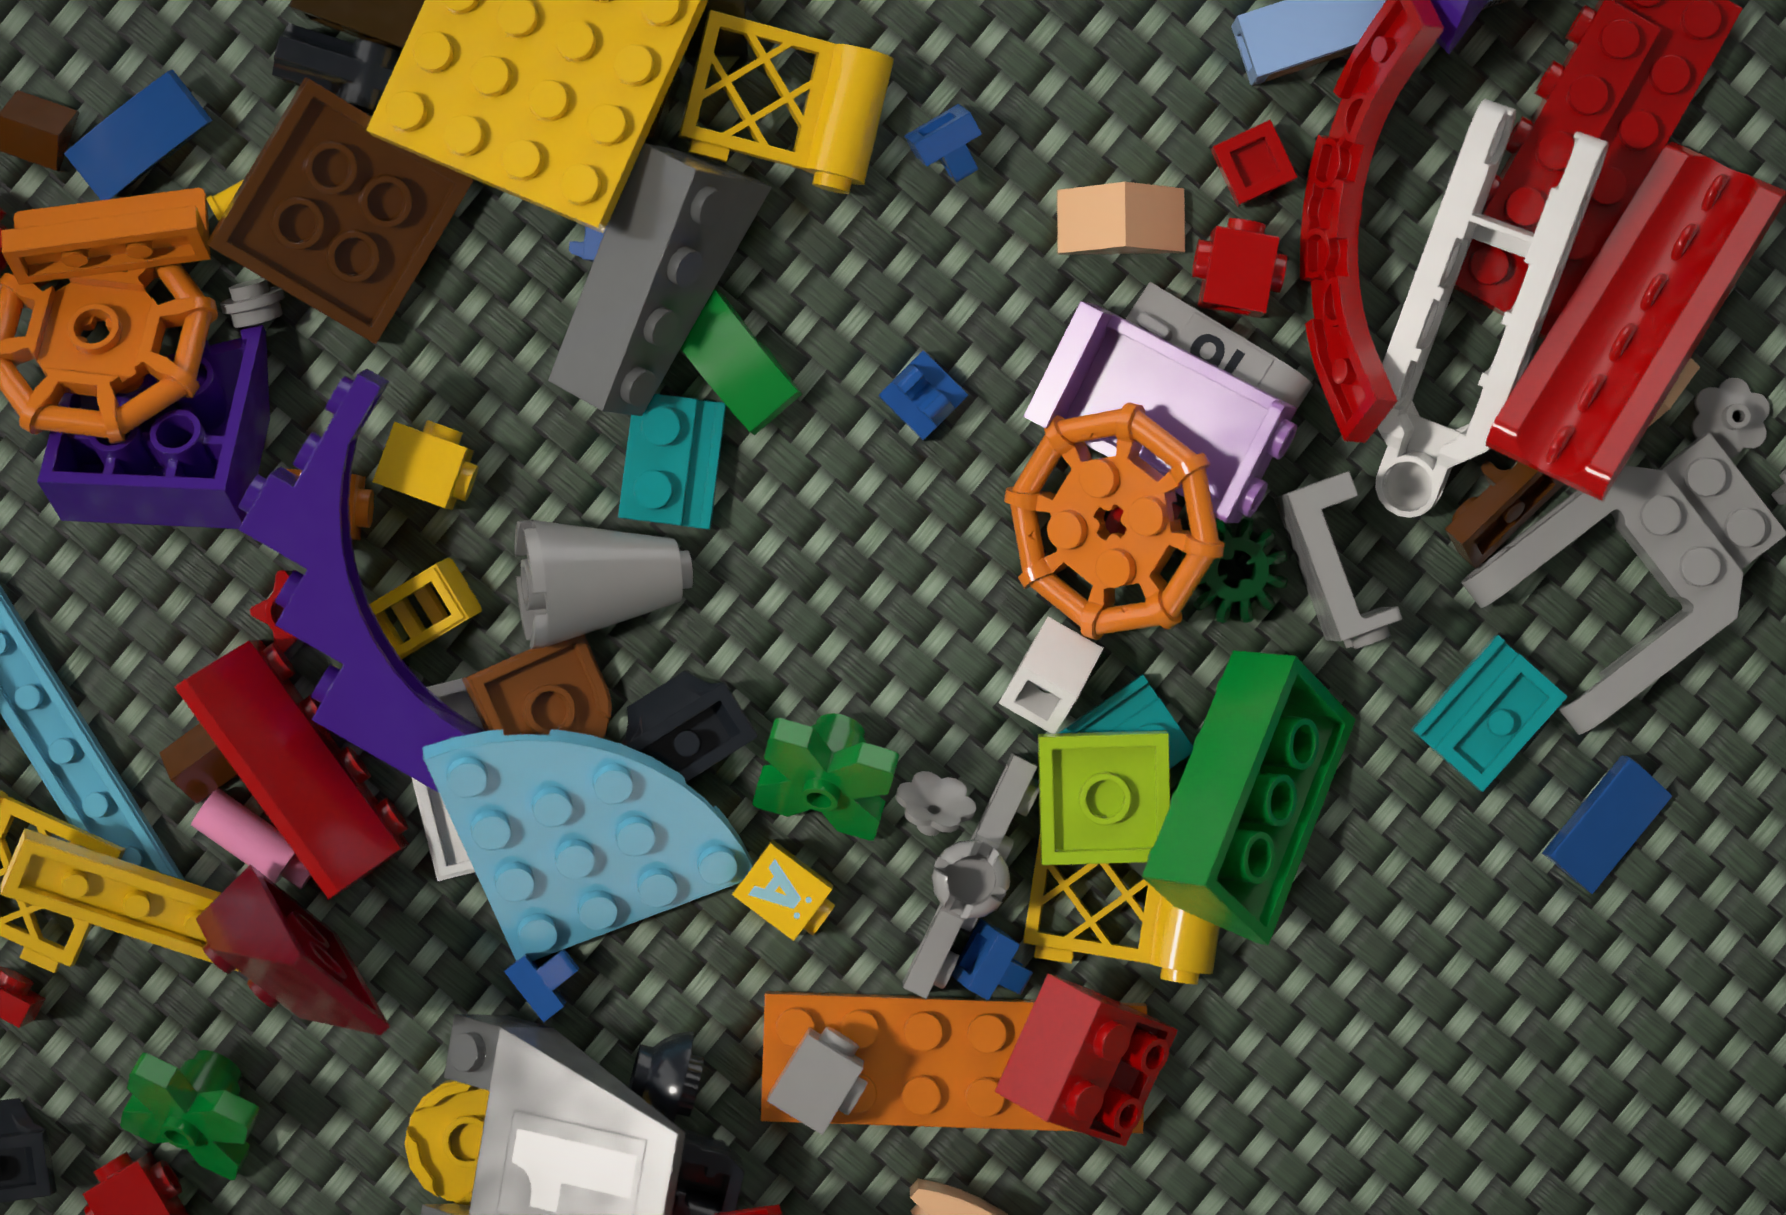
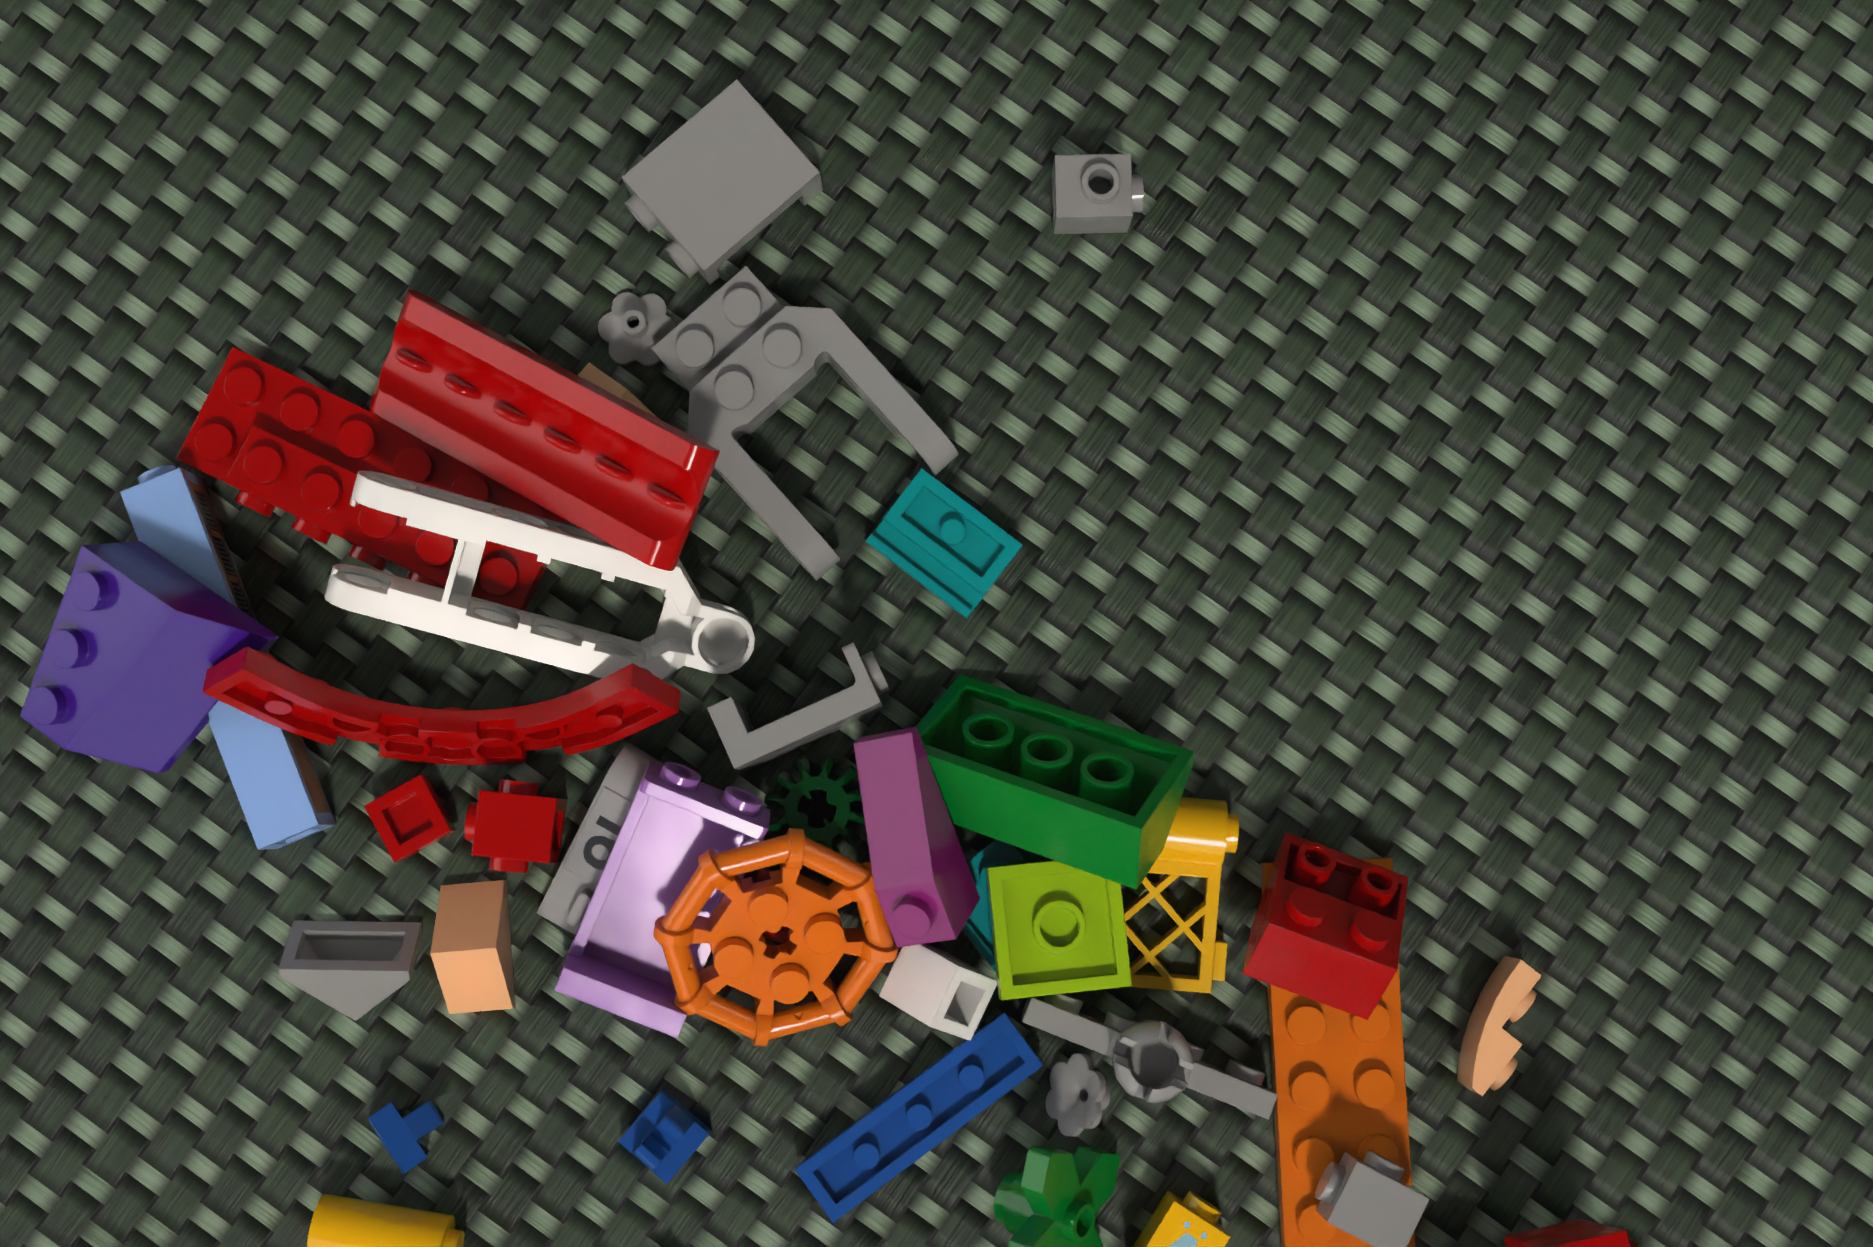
camera: 90 degrees left, 5 degrees down
(926, 647) = (918, 1116): none -> blue plate
(990, 961) = (1234, 1026): blue tile -> none
(1115, 97) = (350, 961): none -> light grey slope
(1201, 661) = (912, 841): none -> magenta slope
(1494, 515) = (740, 547): reddish brown plate -> none
(1607, 823) = (1044, 419): blue slope -> none

